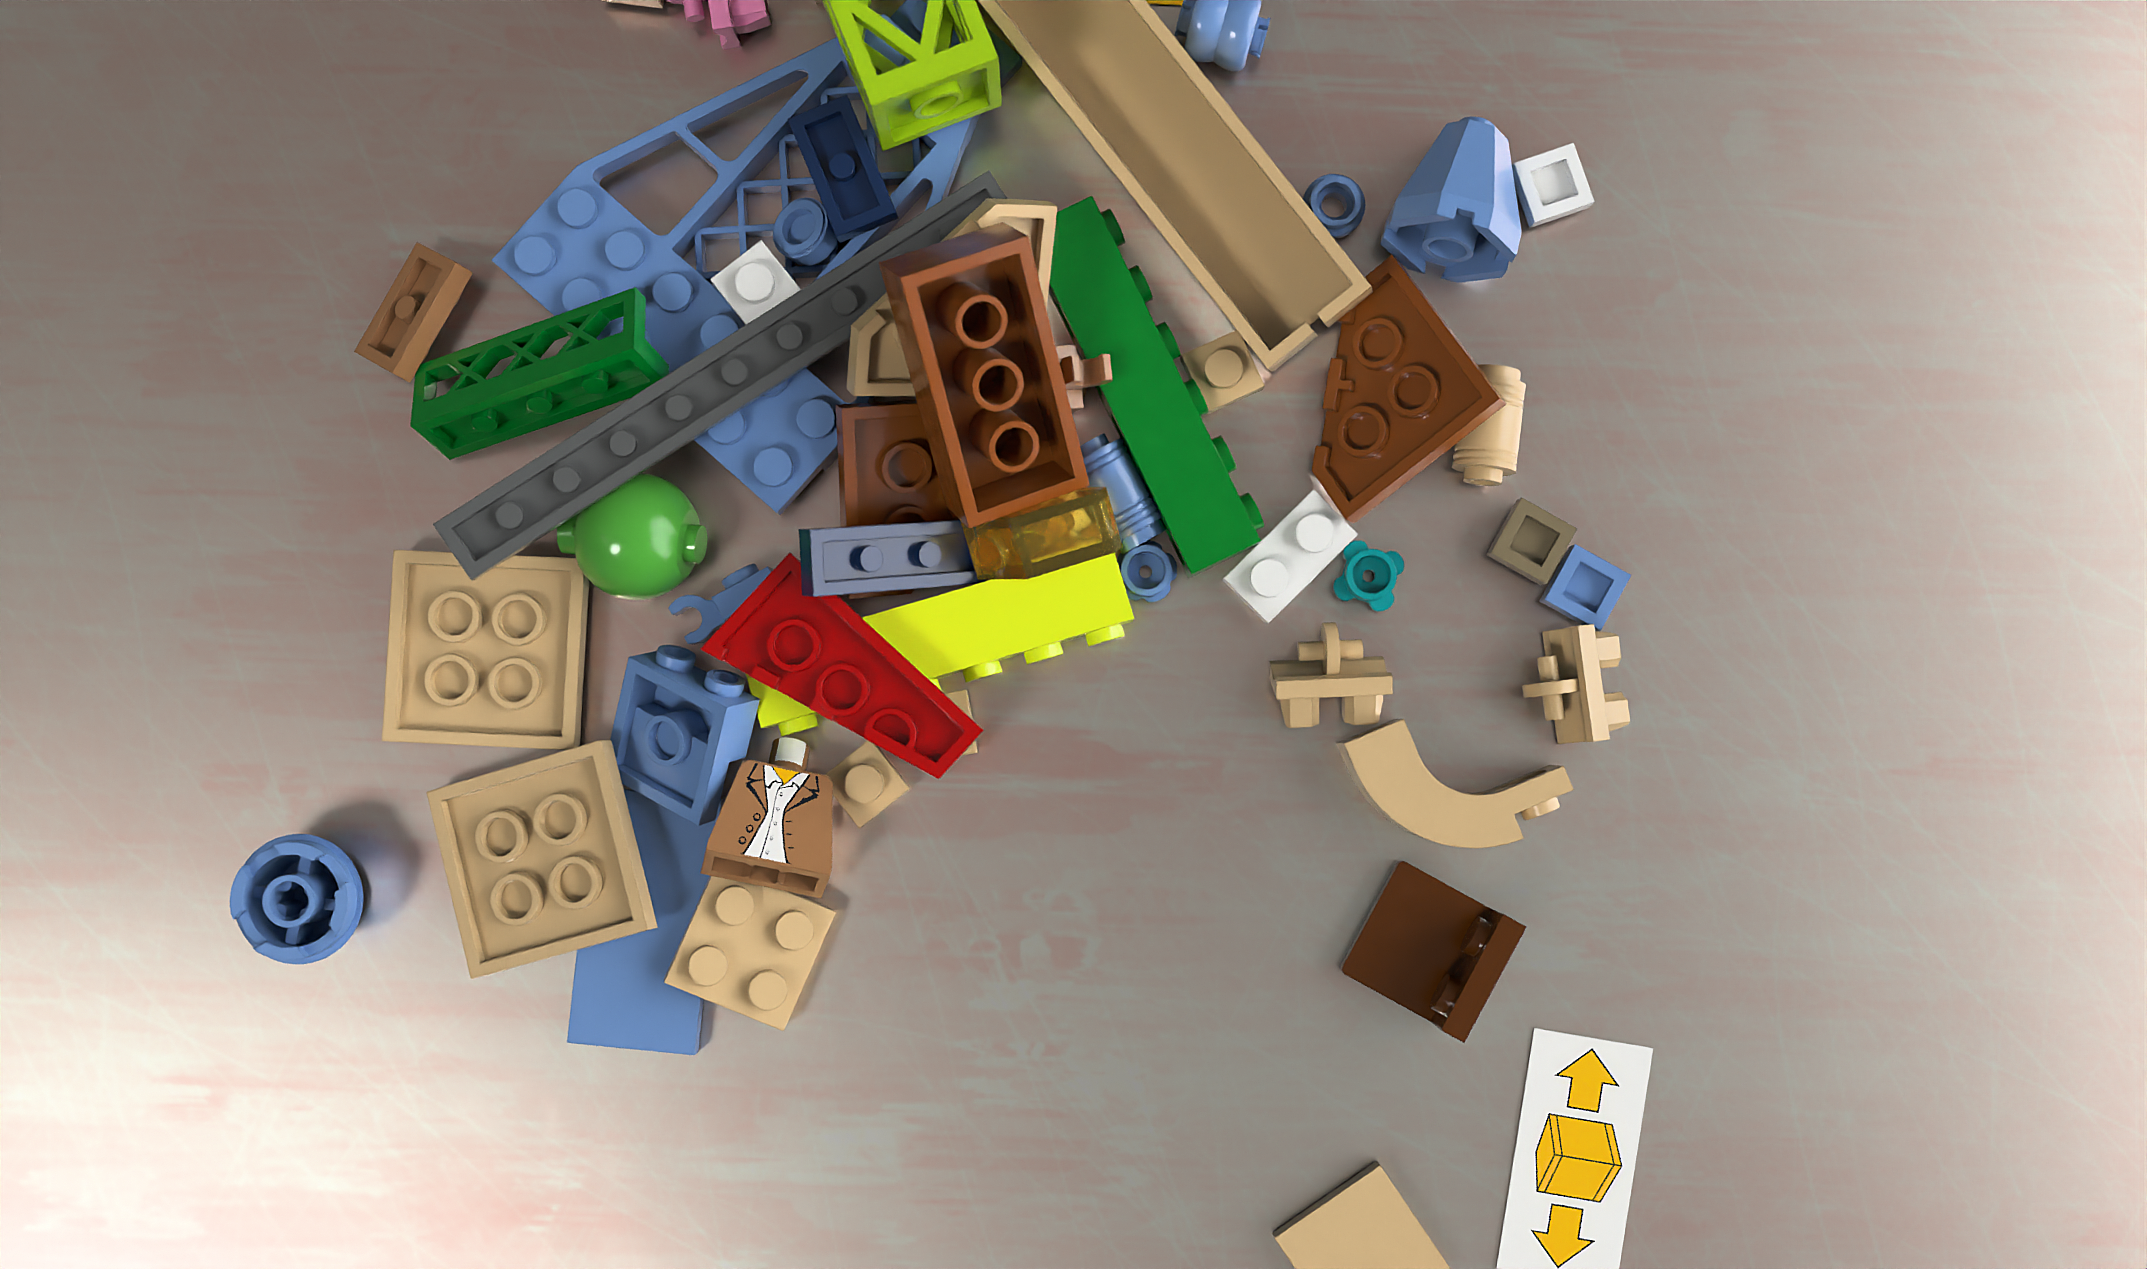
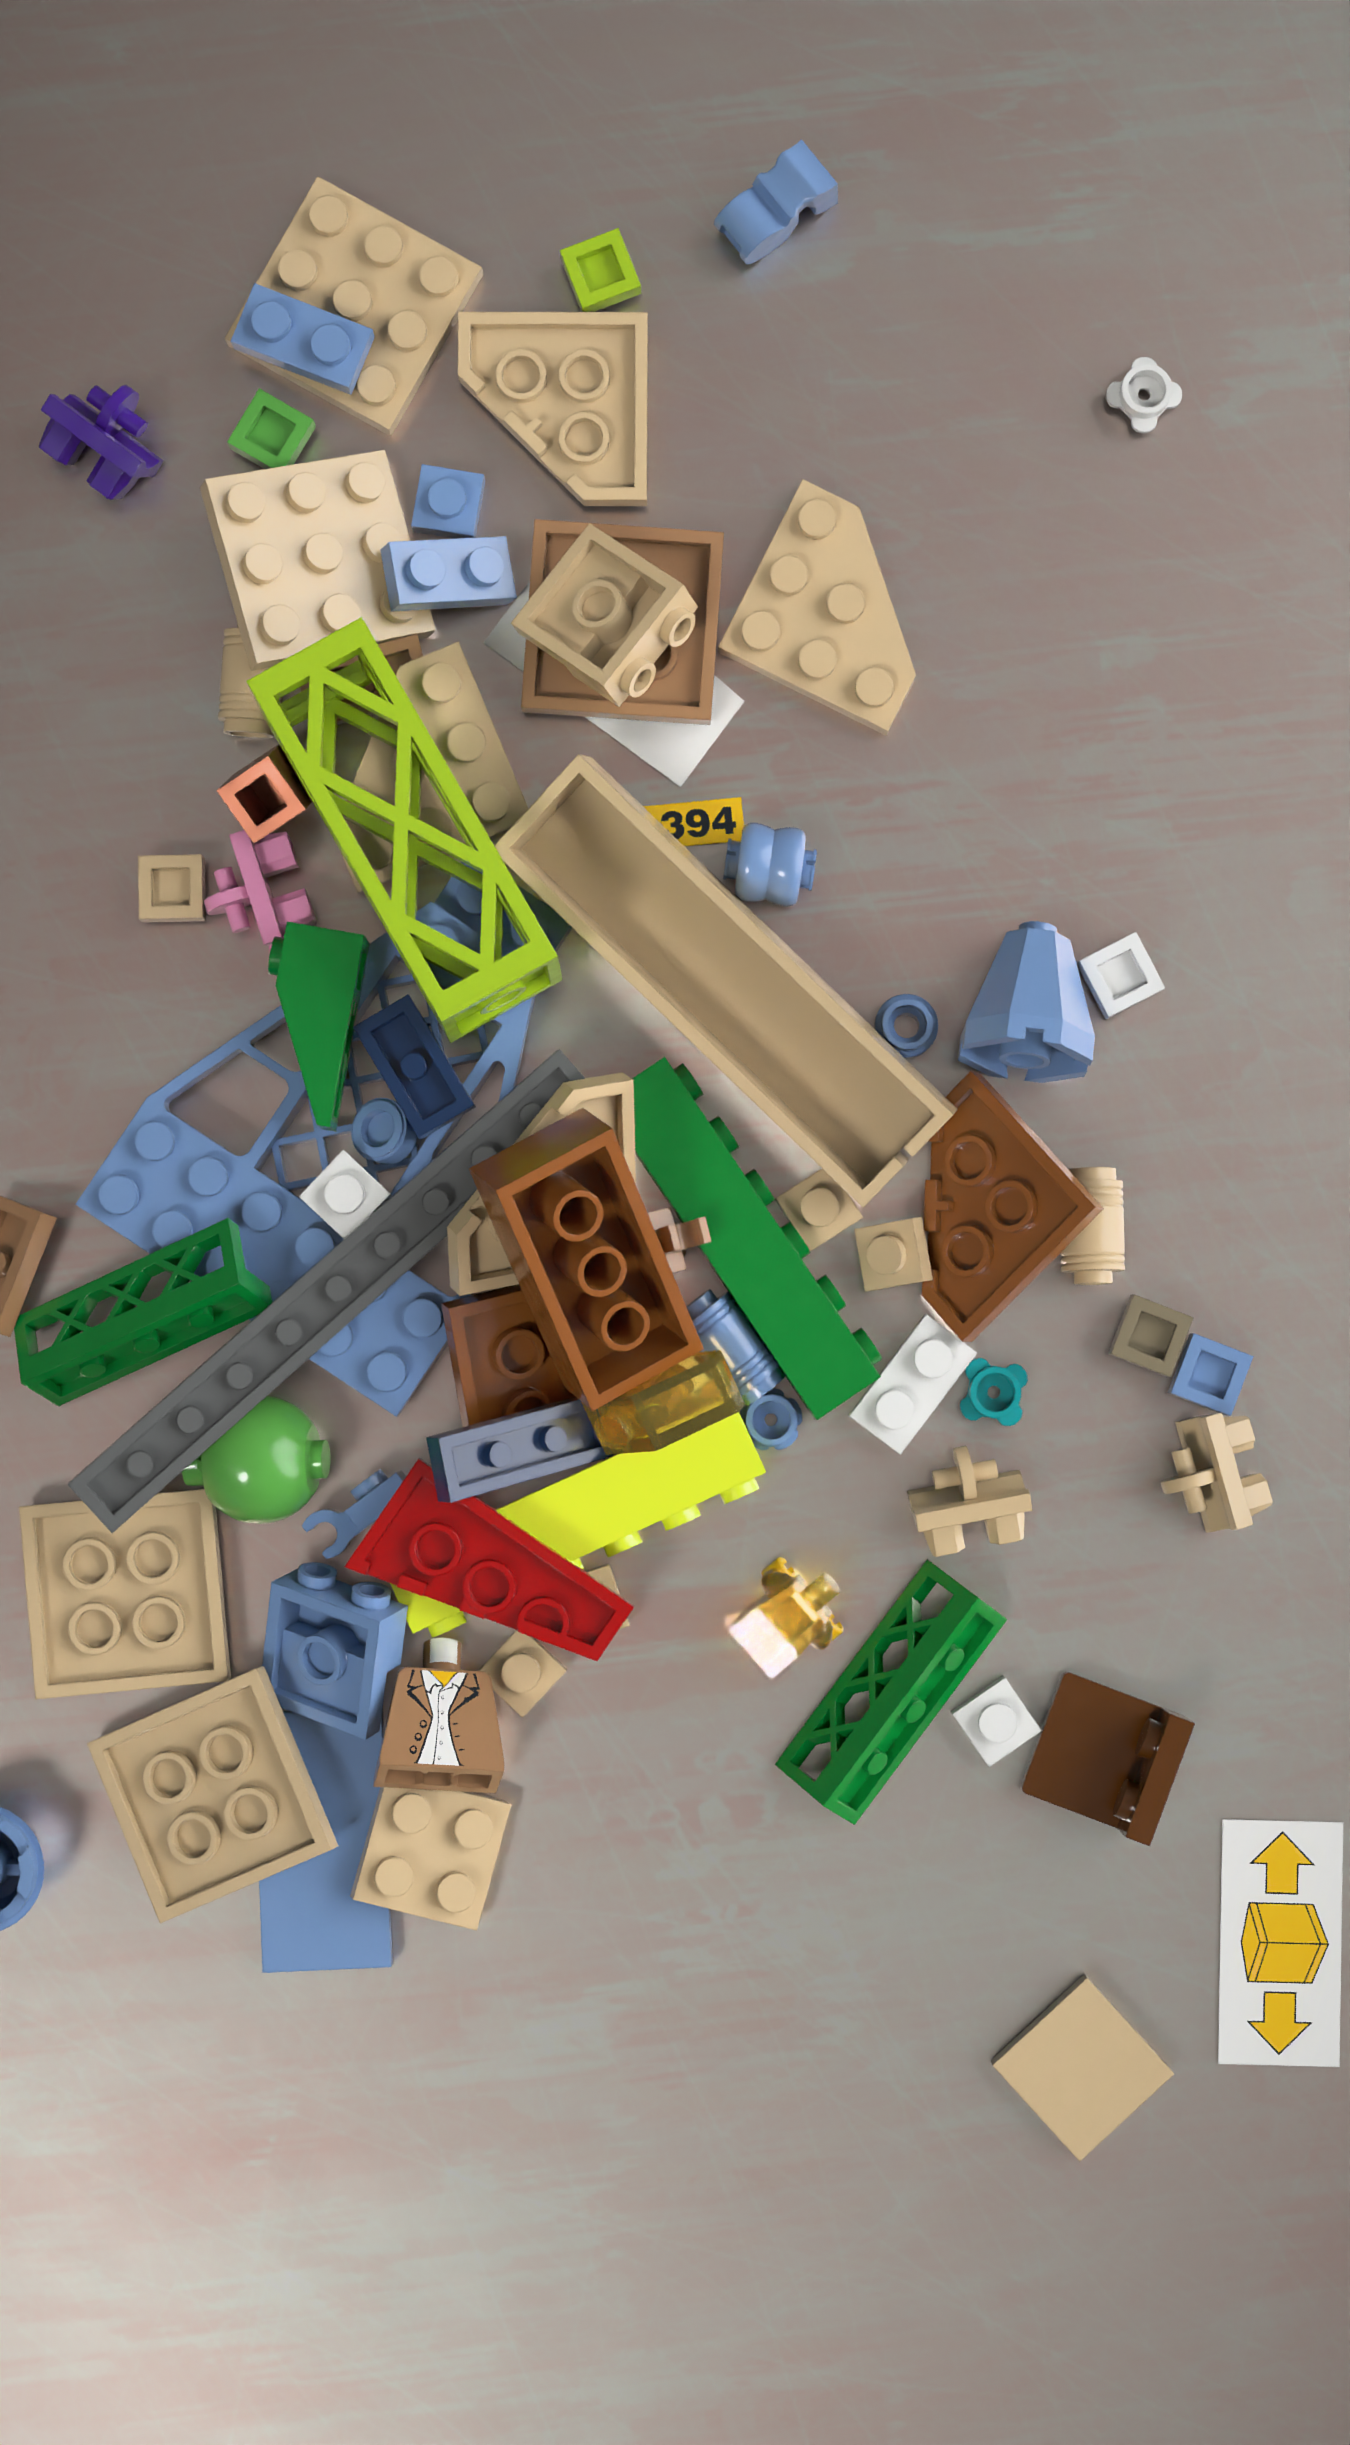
camera: 10 degrees left, 0 degrees up
(760, 82) = (320, 997): none -> green slope
(1134, 767) = (787, 1618): none -> clear yellow piece
(1234, 863) = (905, 1705): none -> green fence
(1289, 426) = (893, 1254): none -> tan plate
(1325, 899) = (996, 1721): none -> white plate
(1405, 793) = (1053, 1600): tan arch -> none

